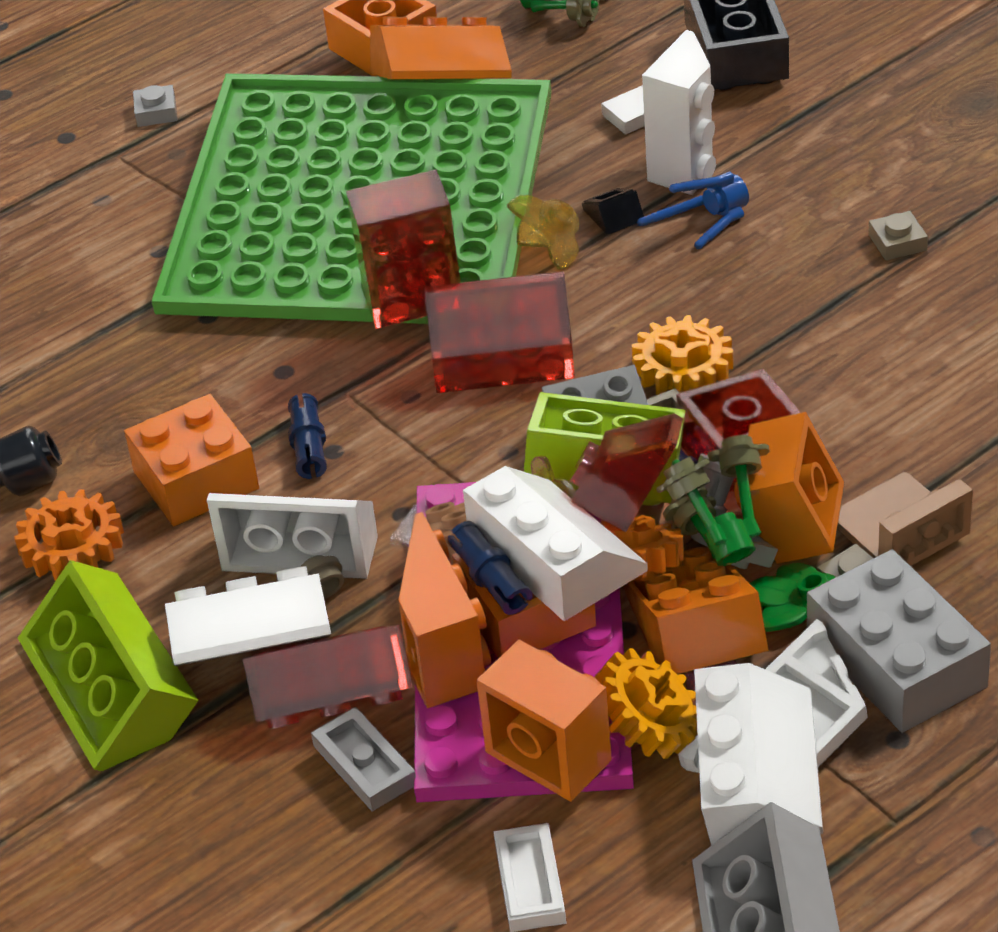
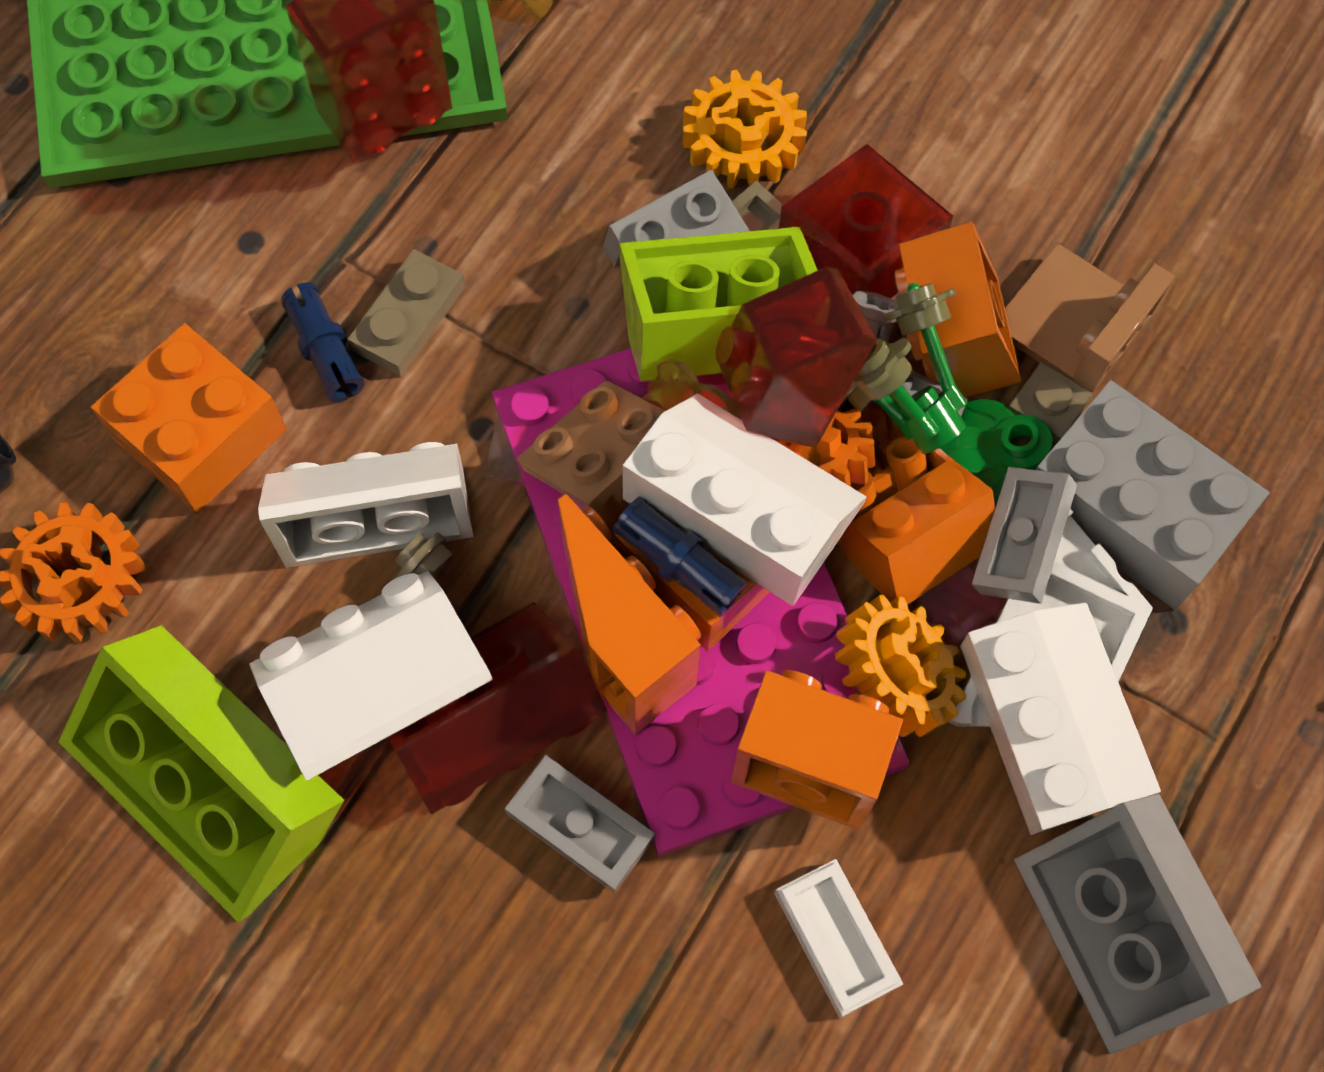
camera: 25 degrees left, 25 degrees up
(377, 430) = (407, 313): none -> dark tan plate
(500, 332) = (519, 145): clear red slope -> none
(778, 628) = (1024, 534): none -> light grey plate

